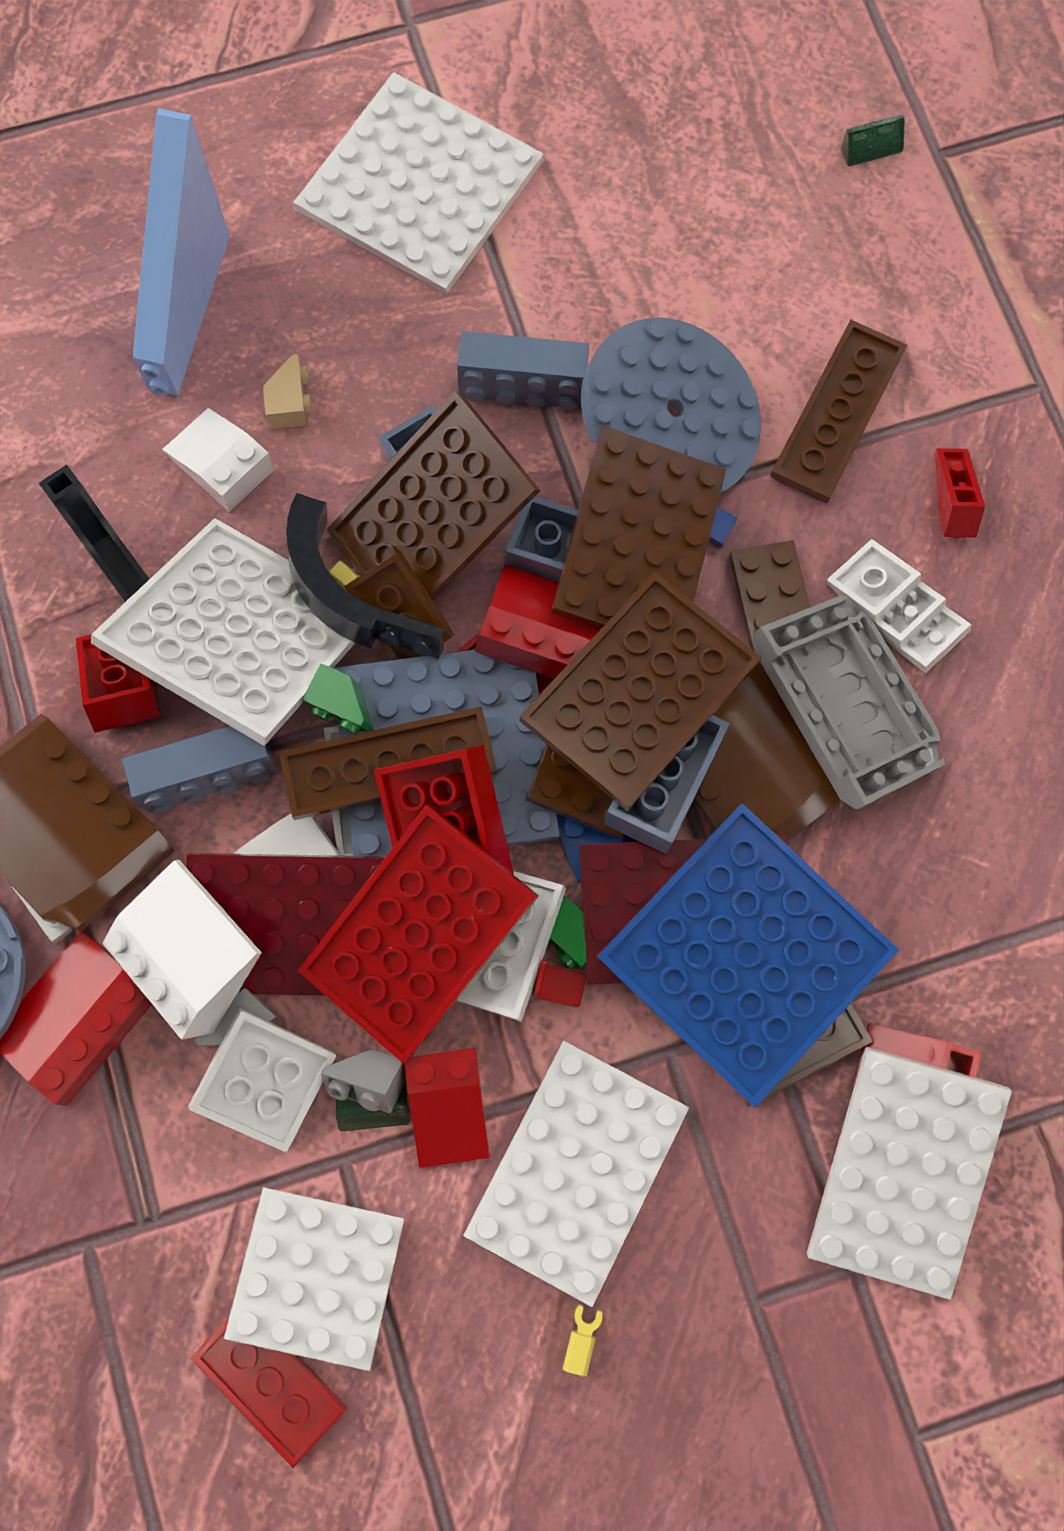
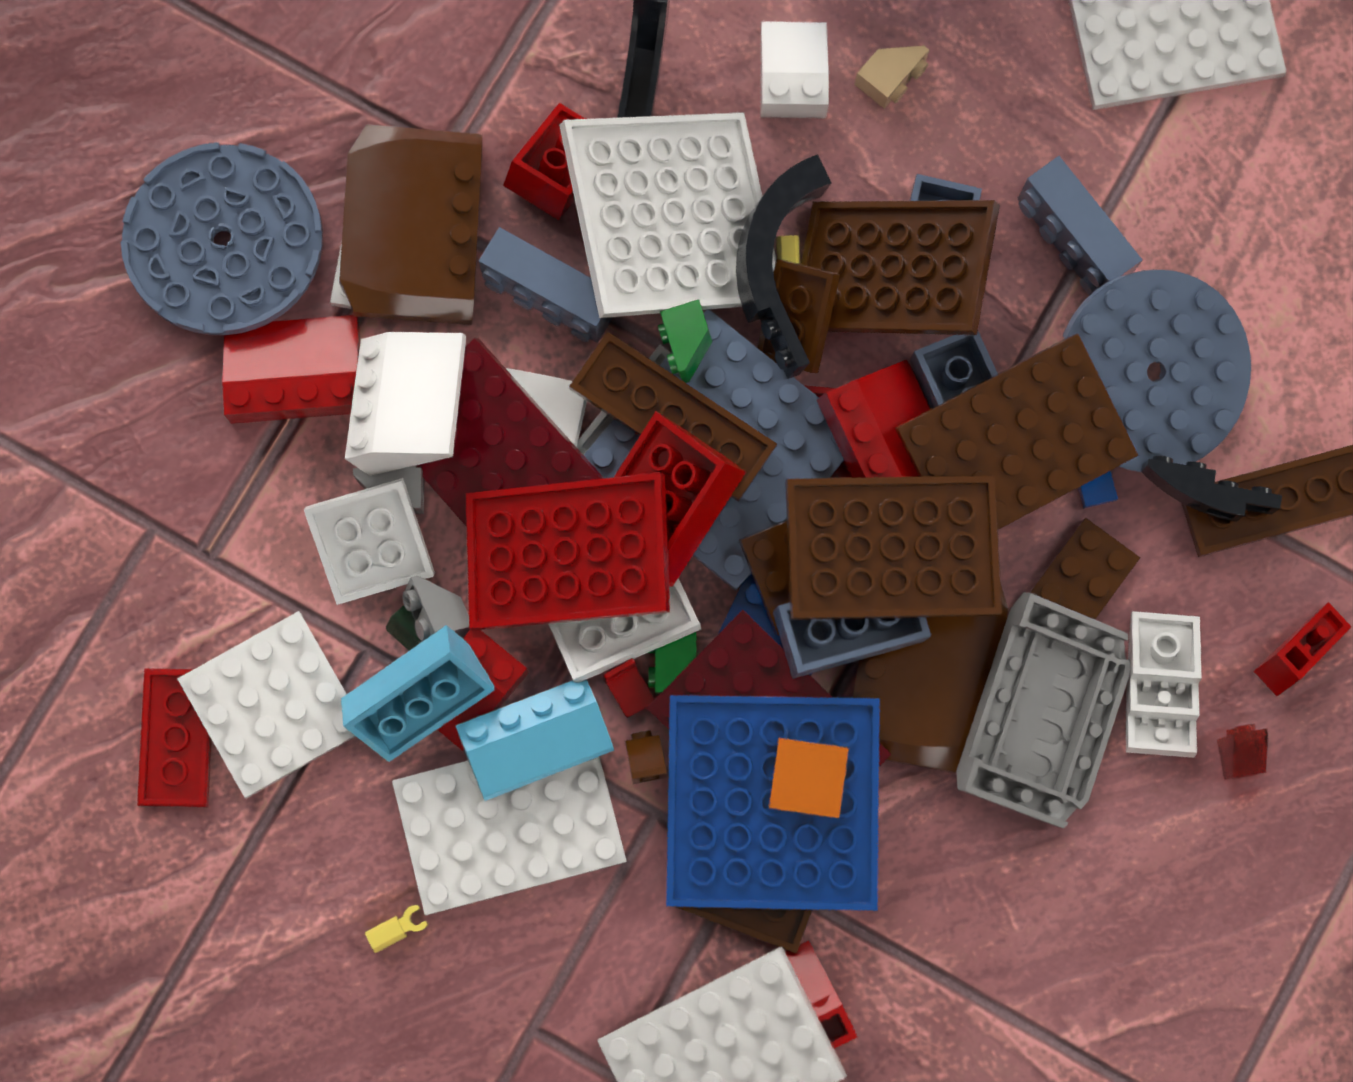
camera: 45 degrees right, 5 degrees up
(415, 1154) = (416, 694): none -> medium azure slope
(534, 1092) = (534, 738): none -> medium azure slope
(624, 1019) = (645, 757): none -> reddish brown slope
(755, 909) = (808, 778): none -> orange tile
(786, 455) = (1196, 488): none -> black slope
(998, 592) = (1243, 752): none -> clear red slope

